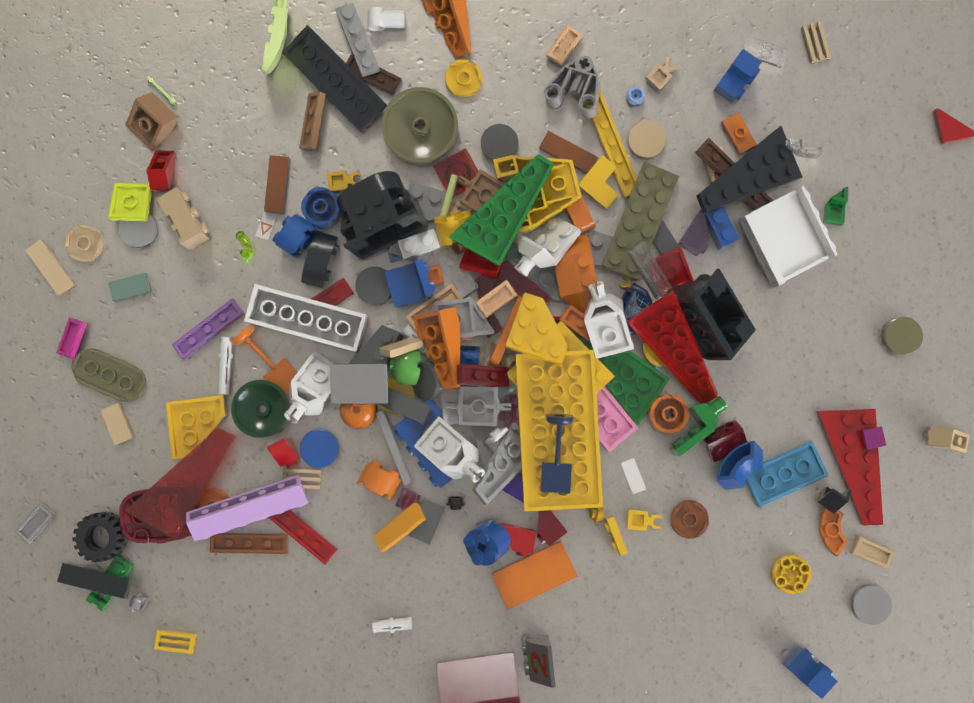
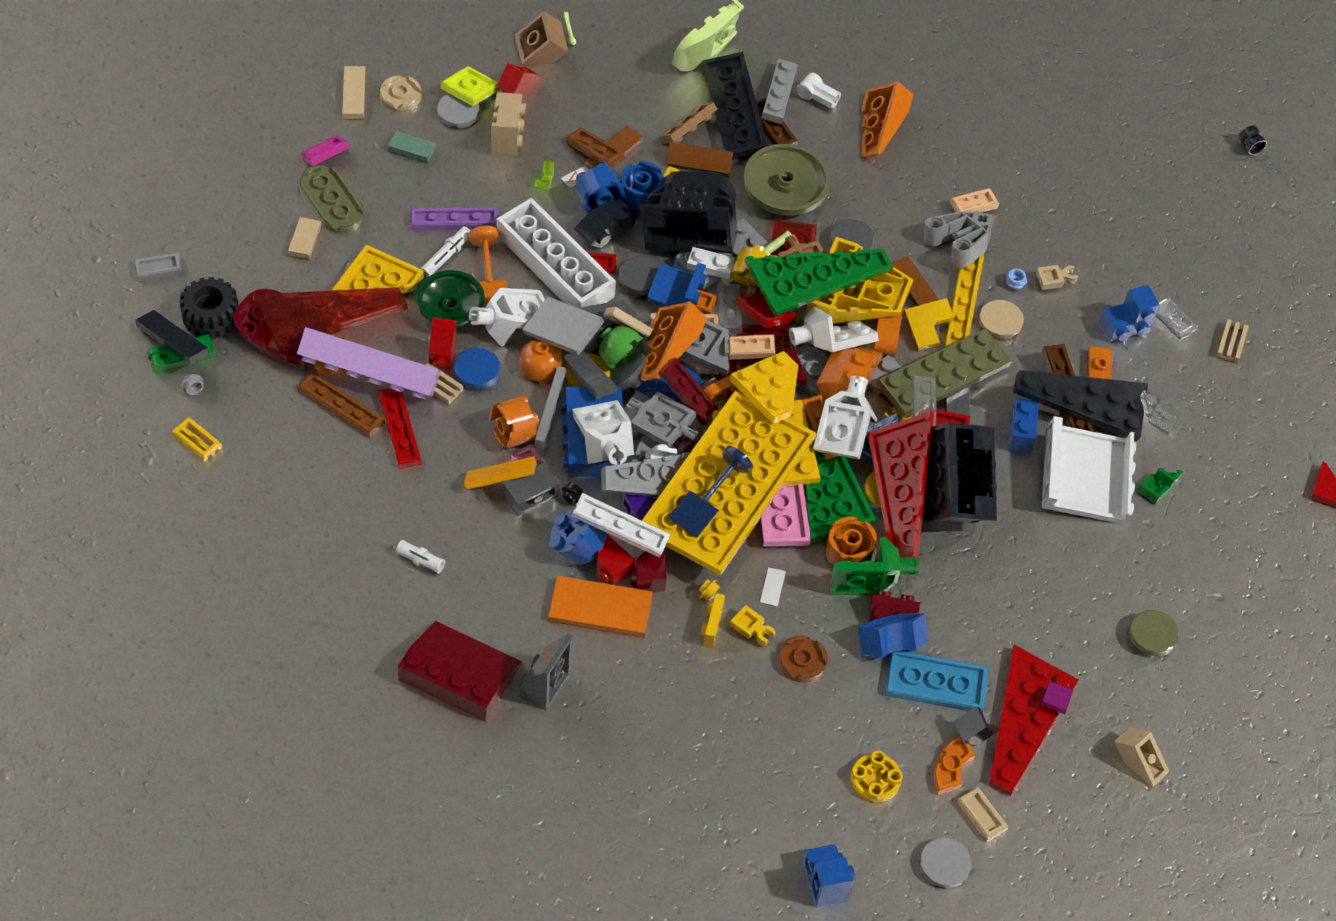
camera: 25 degrees right, 30 degrees down
(262, 194) = (595, 147): none -> dark orange tile
(343, 147) = (699, 157): none -> dark orange tile
(463, 78) = (857, 175): yellow tile -> none
(516, 526) = (621, 525): none -> white tile
(696, 235) = (993, 414): clear purple slope -> none

